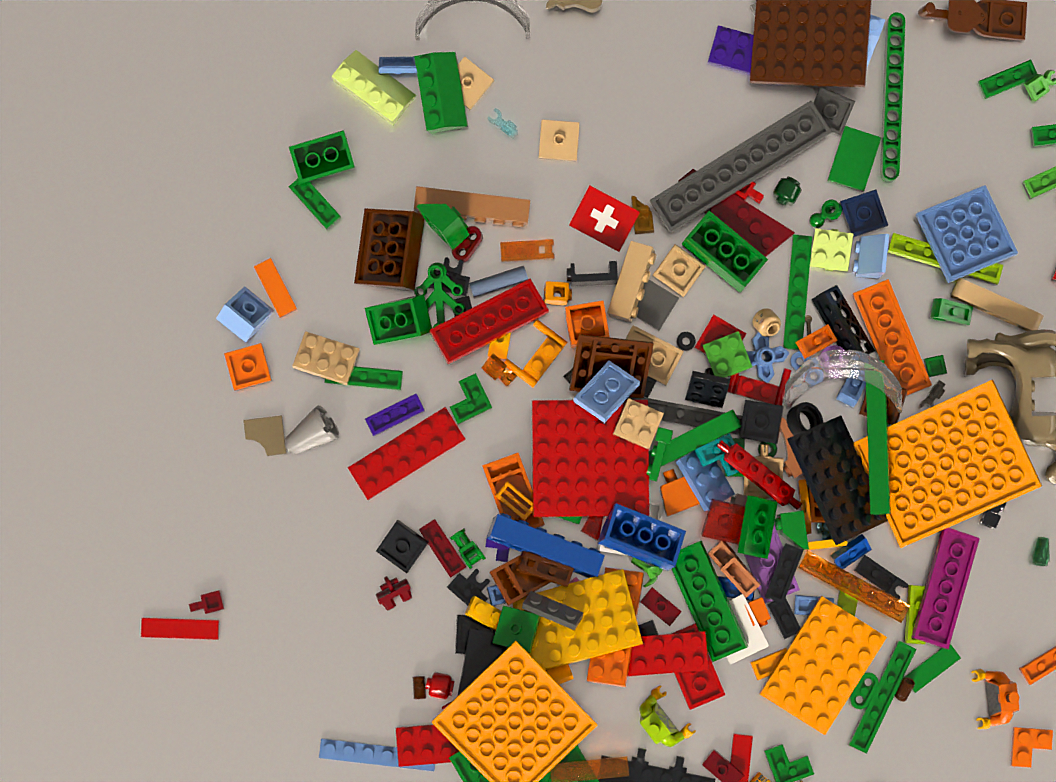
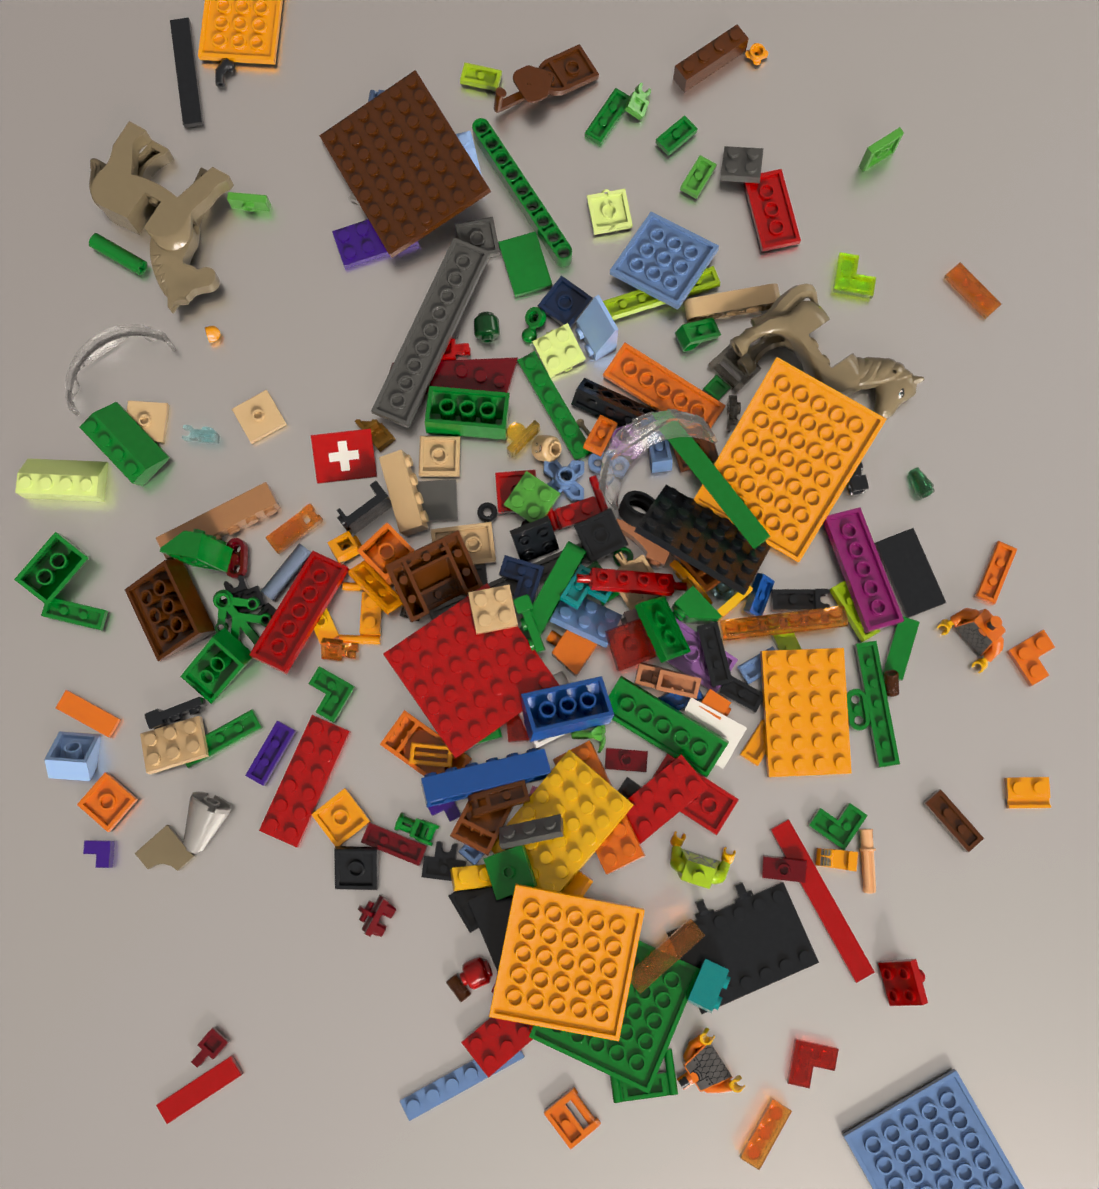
camera: 30 degrees left, 5 degrees down
(221, 400) = (104, 852): none -> dark purple piece
(327, 329) = (160, 718): none -> black plate
(397, 65) = (71, 447): medium blue plate -> none
(415, 500) = (341, 817): none -> light orange plate
(559, 341) = (375, 587): none -> light orange tile
(566, 46) = (212, 333): none -> light orange hinge
(606, 391) = (444, 600): light blue plate -> none
(682, 411) = (525, 573): none -> dark blue plate
(753, 294) = (521, 436): none -> clear yellow tile
(952, 161) = (609, 211): none -> yellowish green plate
(962, 353) = (730, 358): none -> clear smoke plate
(982, 615) = (910, 573): none -> black tile

